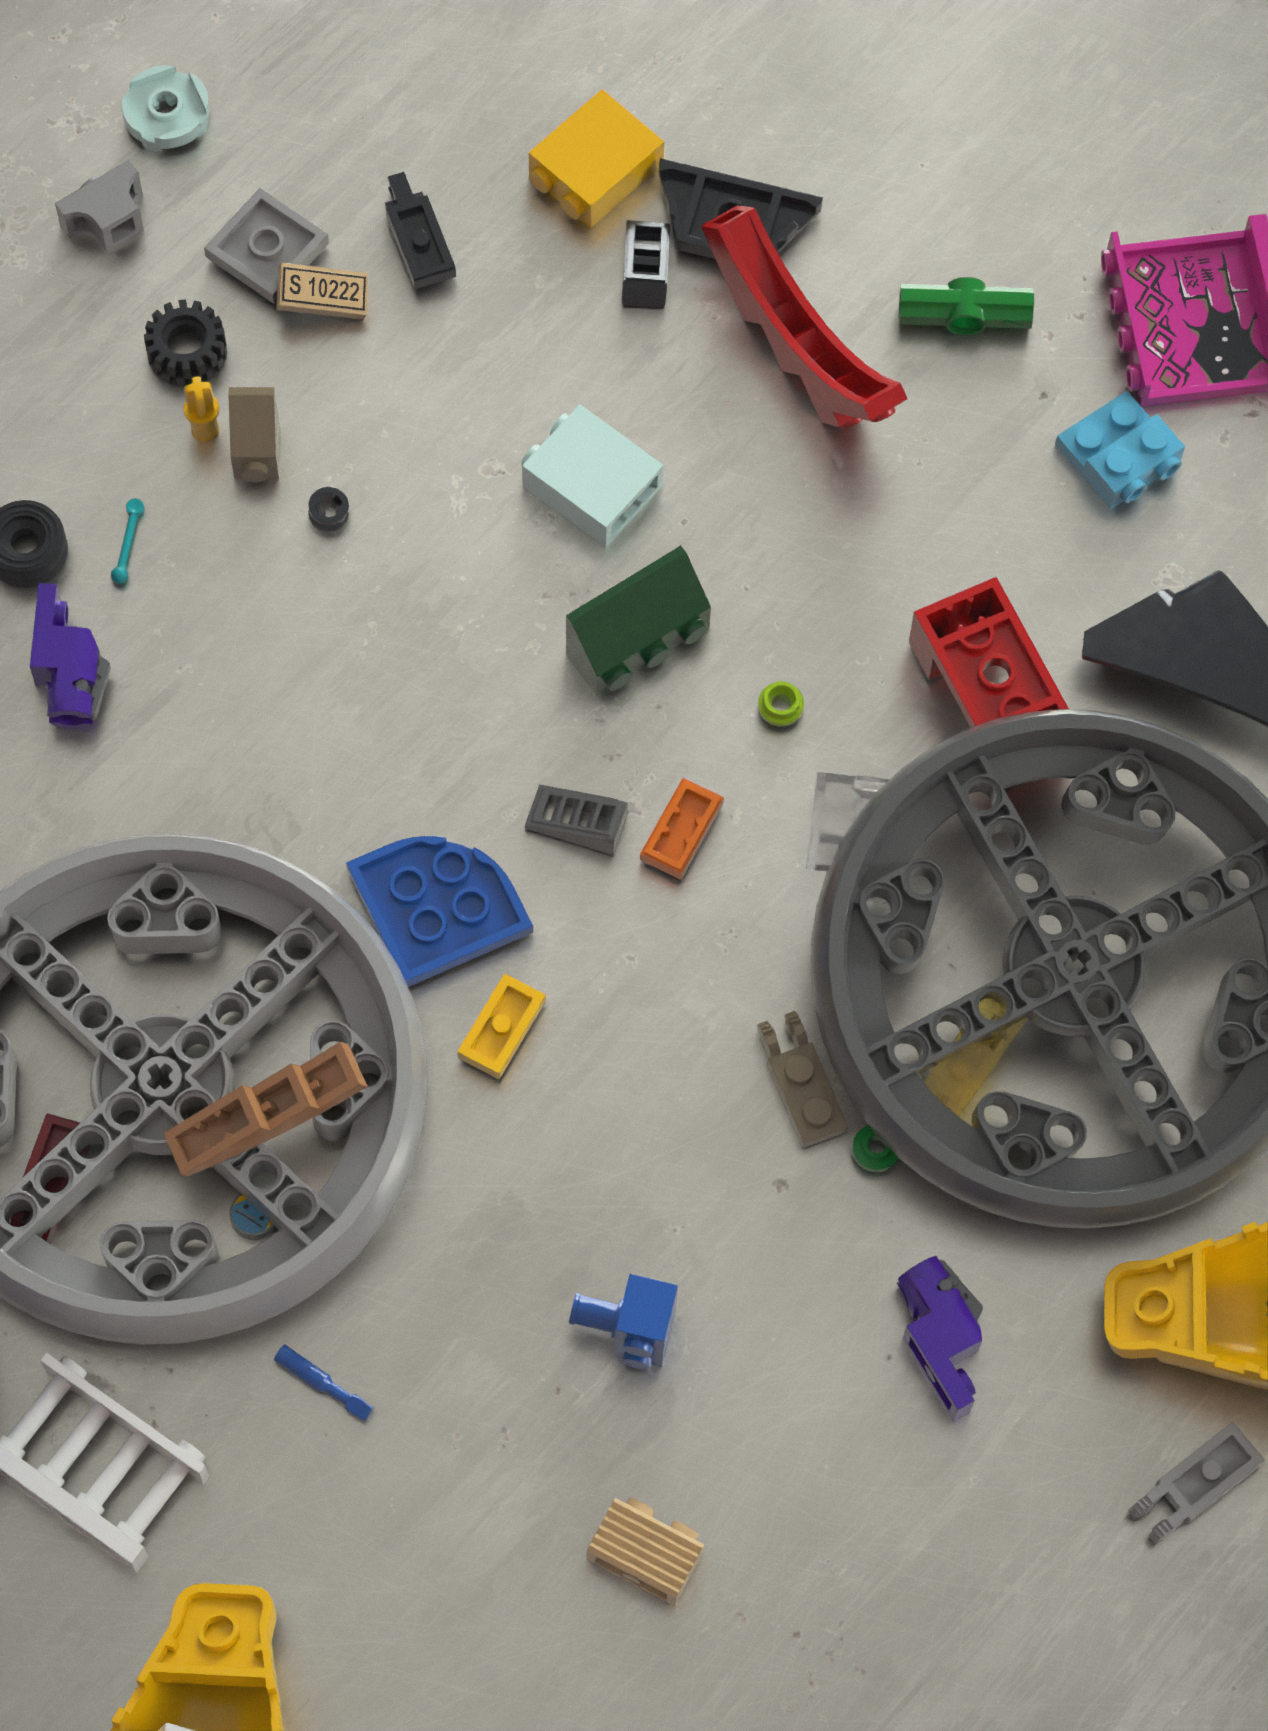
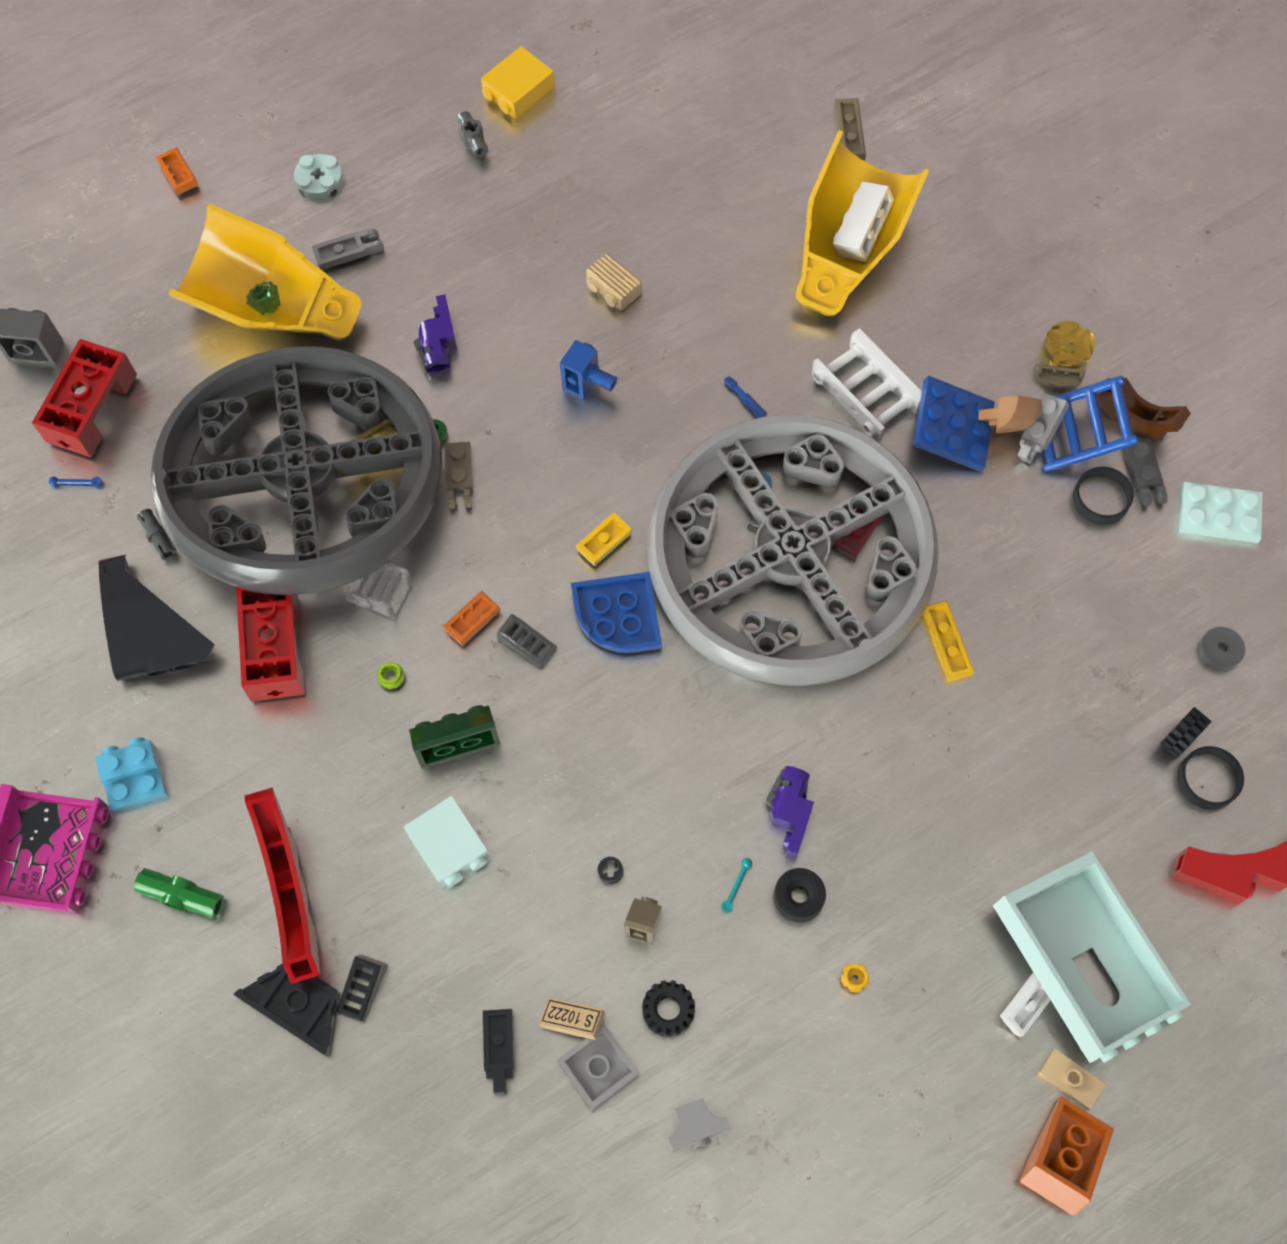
camera: 160 degrees left, 0 degrees up
(169, 129) = (622, 1188): light aqua plate -> none
(201, 410) = (671, 946): yellow axle -> none
(264, 1111) = (744, 497): medium nougat slope -> none
(595, 159) = (366, 1068): yellow brick -> none

